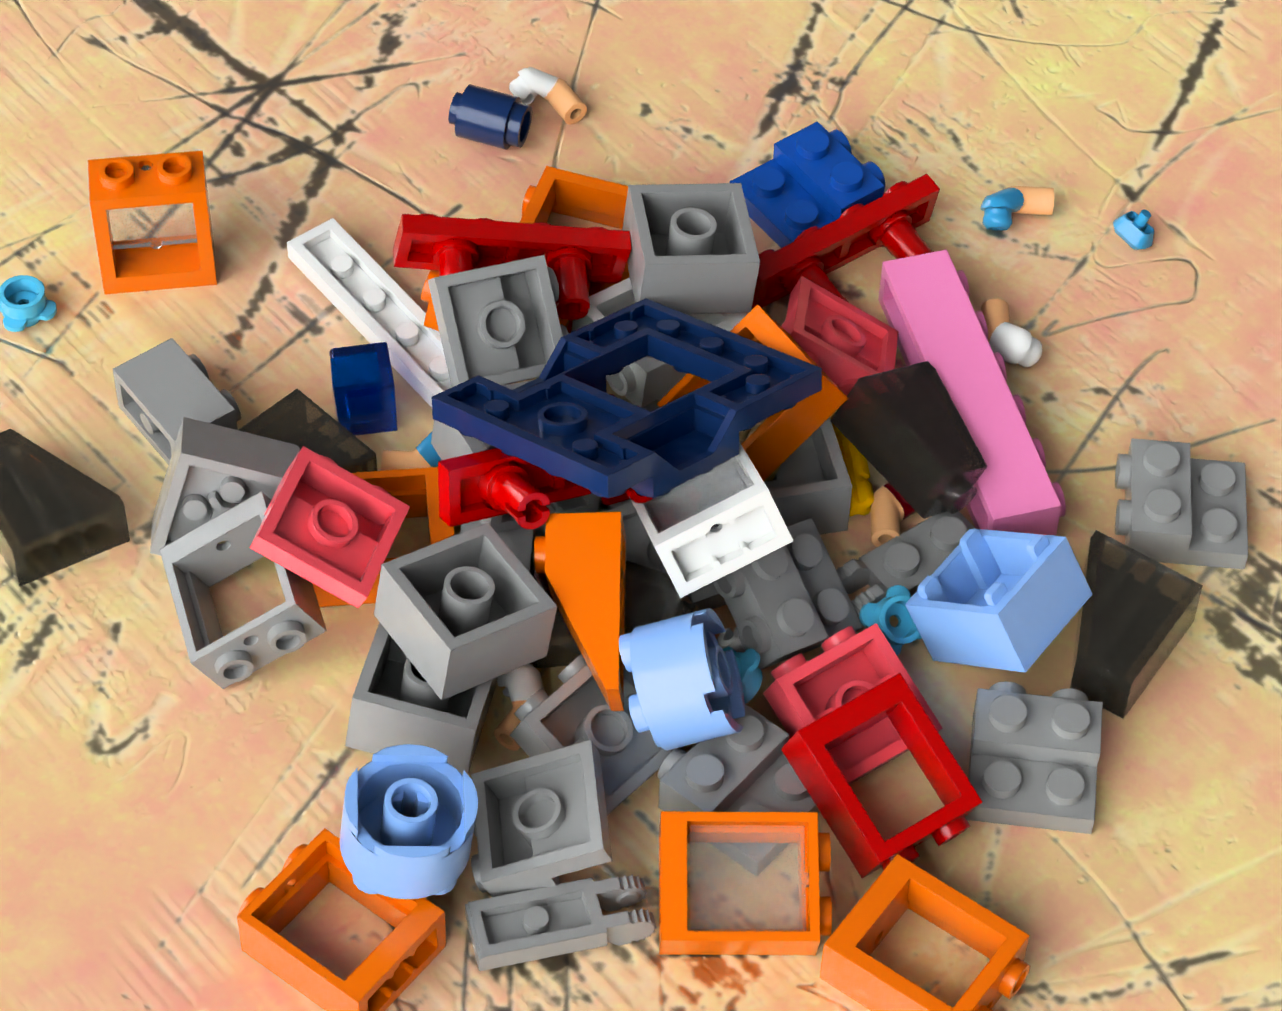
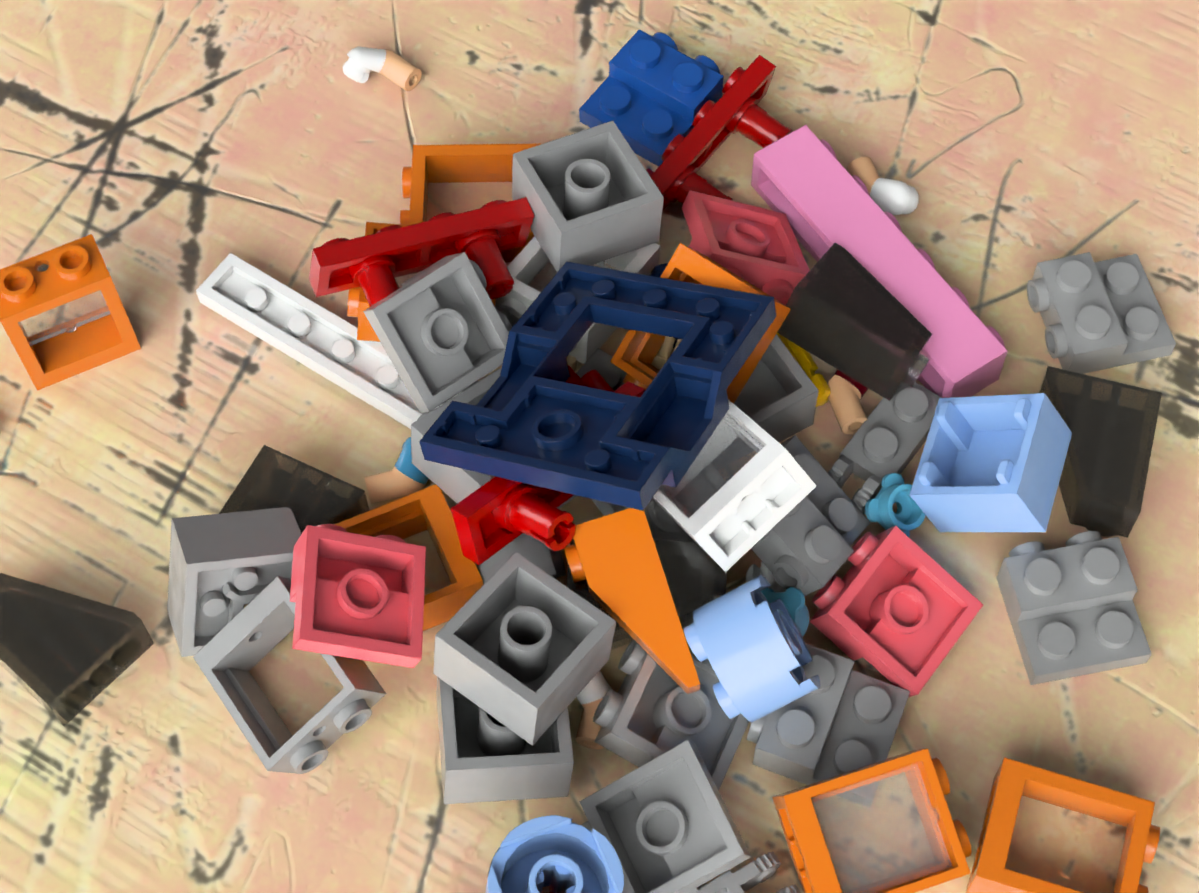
camera: 15 degrees left, 10 degrees up
(165, 387) = (147, 488): light grey brick -> none
(363, 388) = (324, 421): clear blue panel -> none
(490, 117) = (338, 107): dark blue brick -> none
(838, 803) = (887, 680): red window -> none
(1015, 199) = (839, 53): arm -> none
(1135, 229) = (949, 52): dark azure rock -> none

